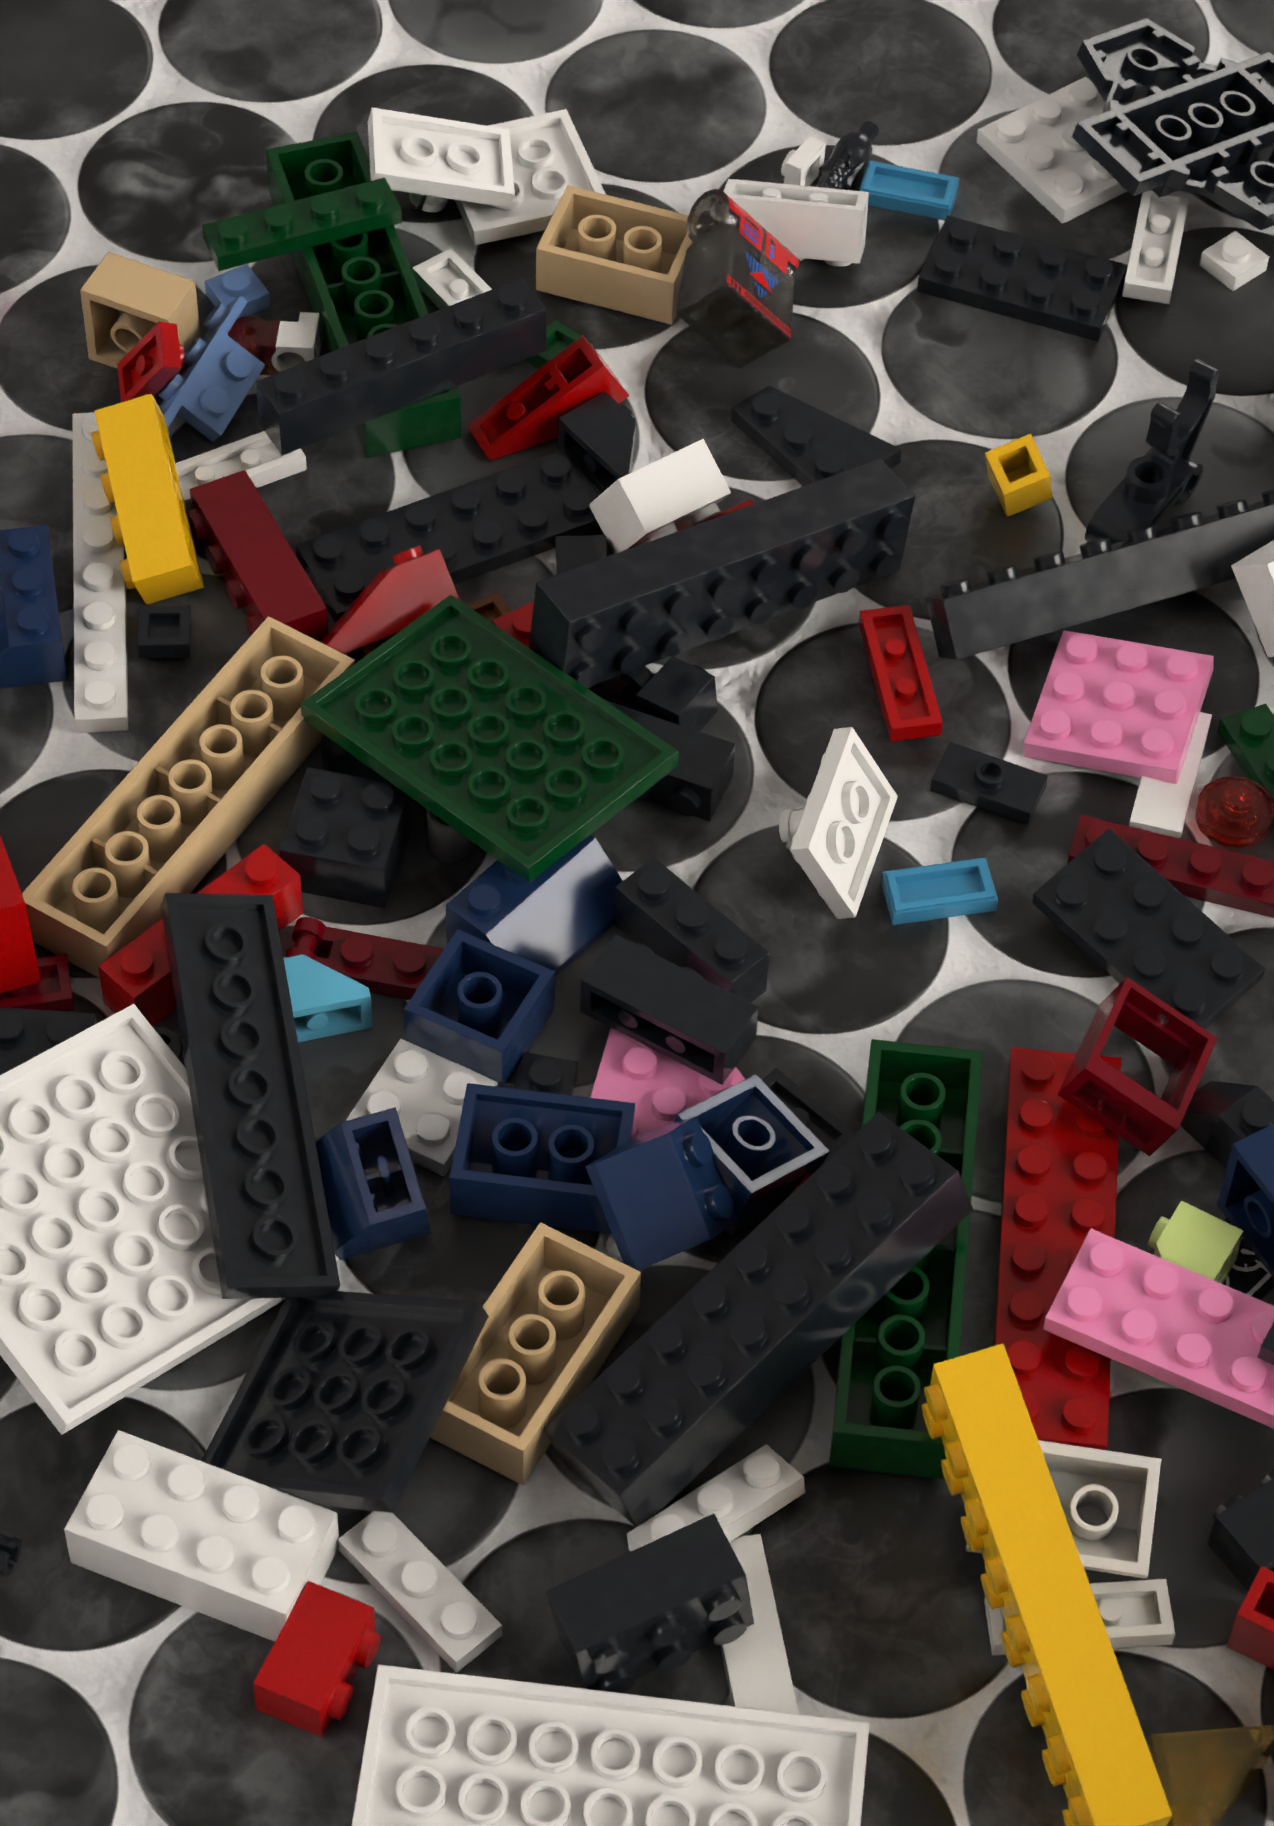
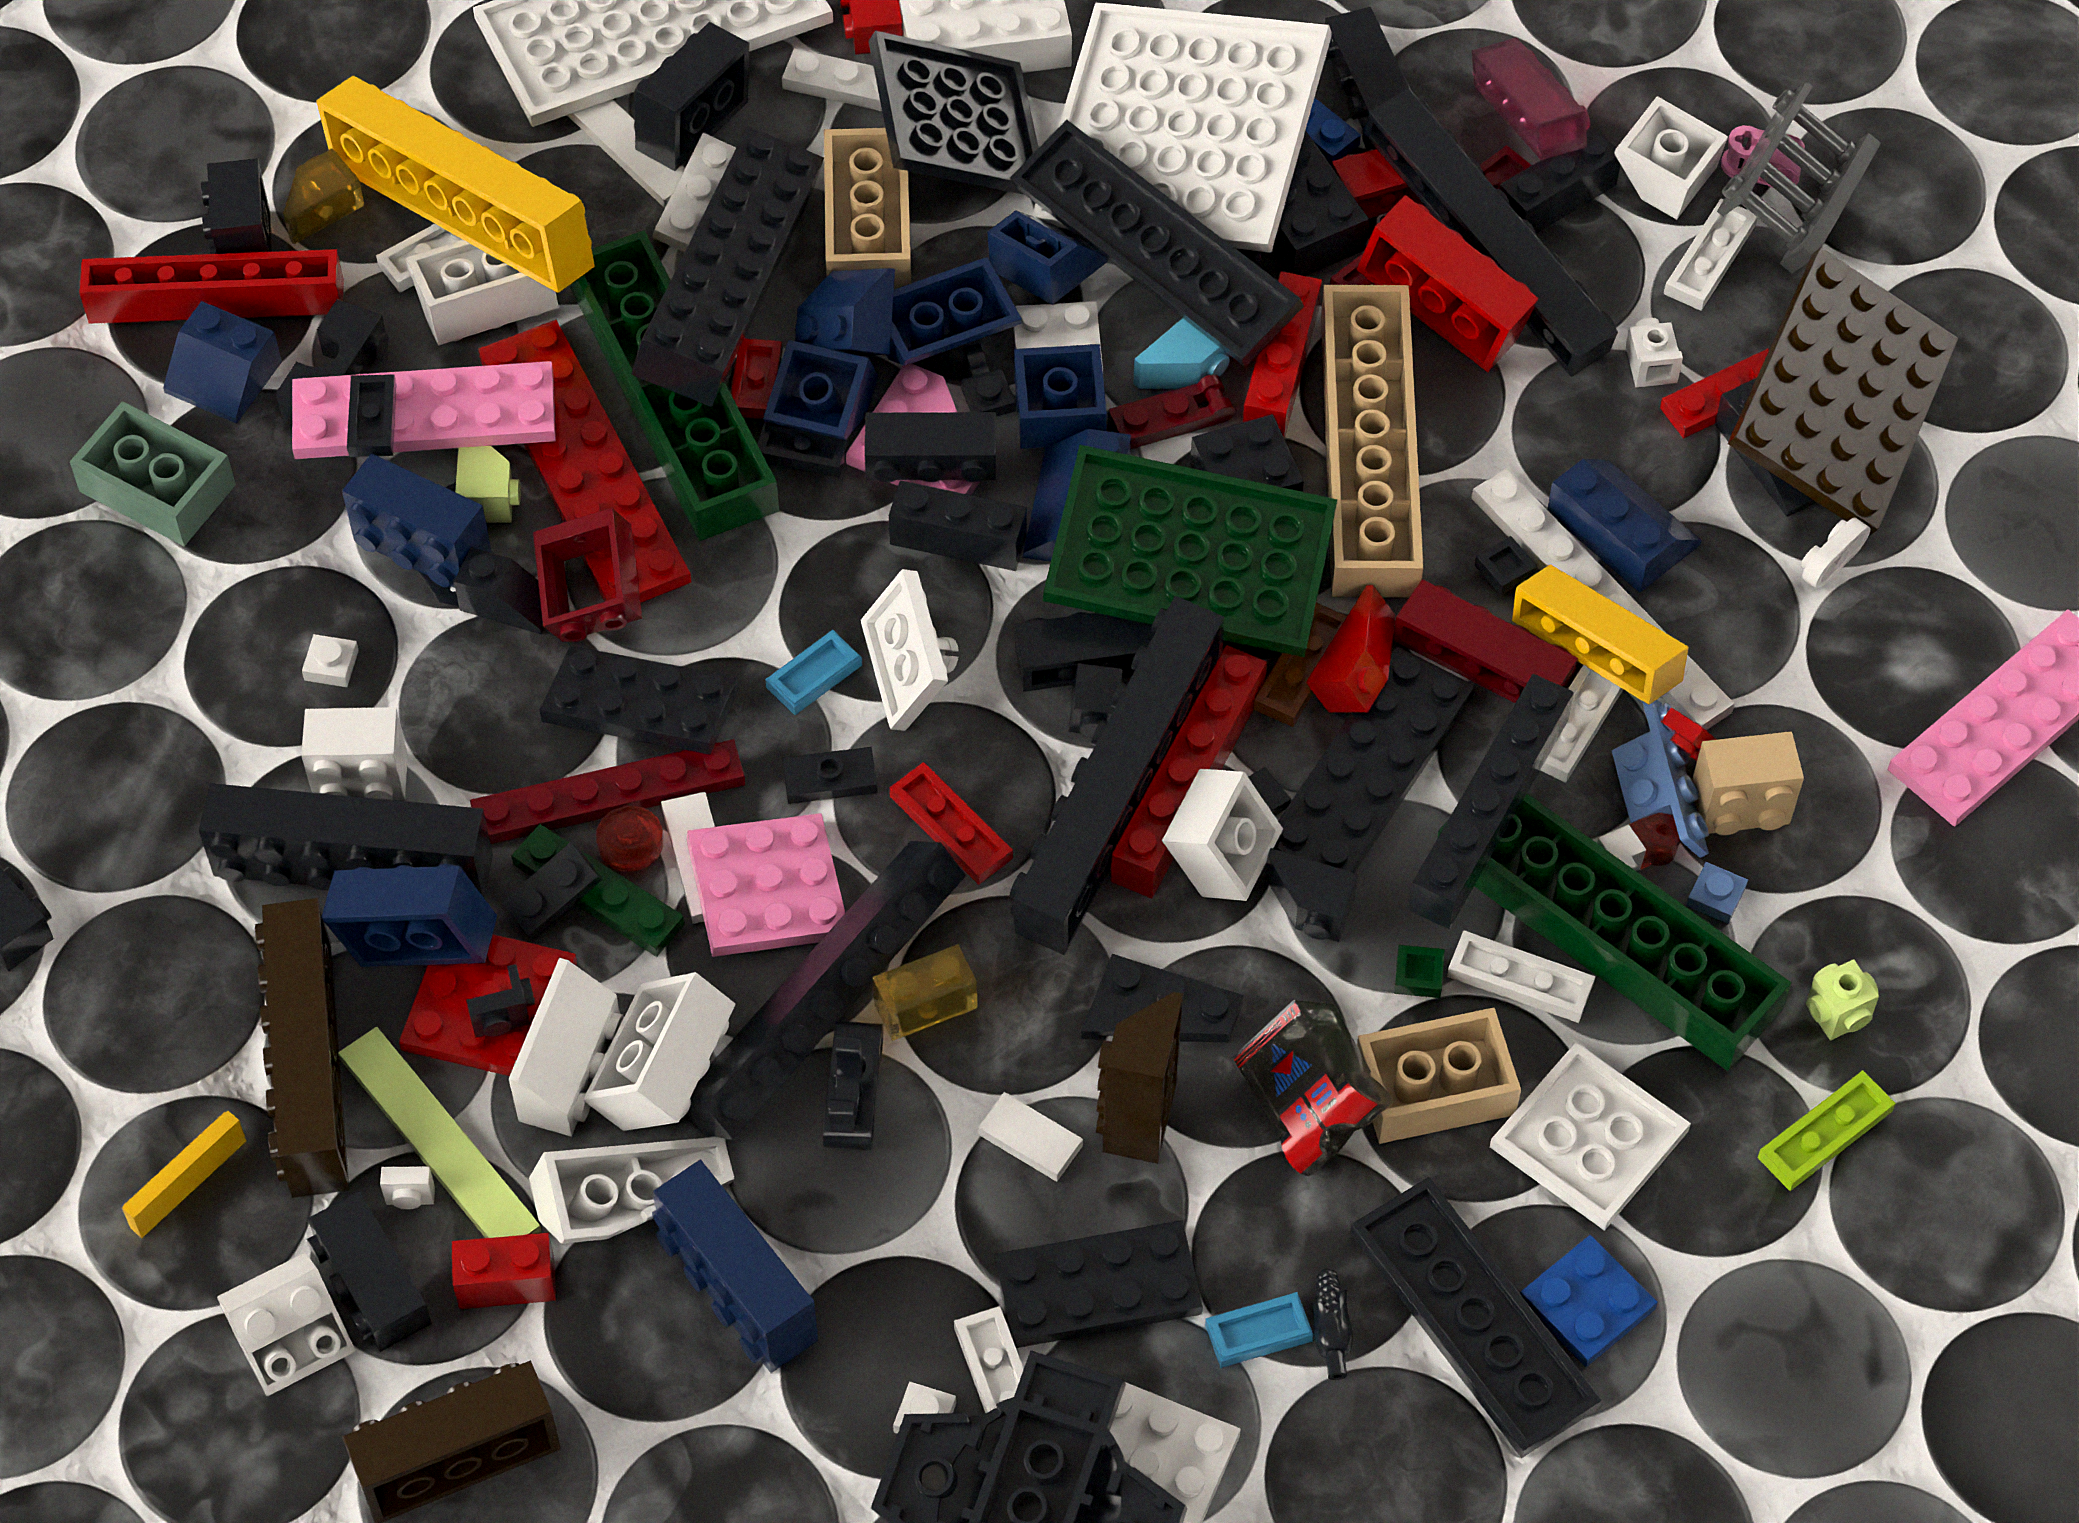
camera: 150 degrees right, 5 degrees up
(220, 146) = (1842, 998): none -> yellowish green brick
(301, 224) = (1691, 913): dark green plate -> none
(322, 92) = (1826, 1130): none -> lime plate
(441, 159) = (1648, 1063): white plate -> none
(533, 408) = (1377, 914): red slope -> none
(622, 88) = (1588, 1300): none -> blue plate
(724, 100) = (1475, 1317): none -> black plate
(803, 164) = (1360, 1279): white plate -> none
(807, 219) = (1320, 1196): white brick -> none
(899, 307) = (1140, 1080): none -> dark brown slope
(1004, 401) = (1030, 1136): none -> white tile
(1019, 475) = (964, 1033): yellow brick -> none
(1024, 527) = (925, 992): none -> clear yellow brick

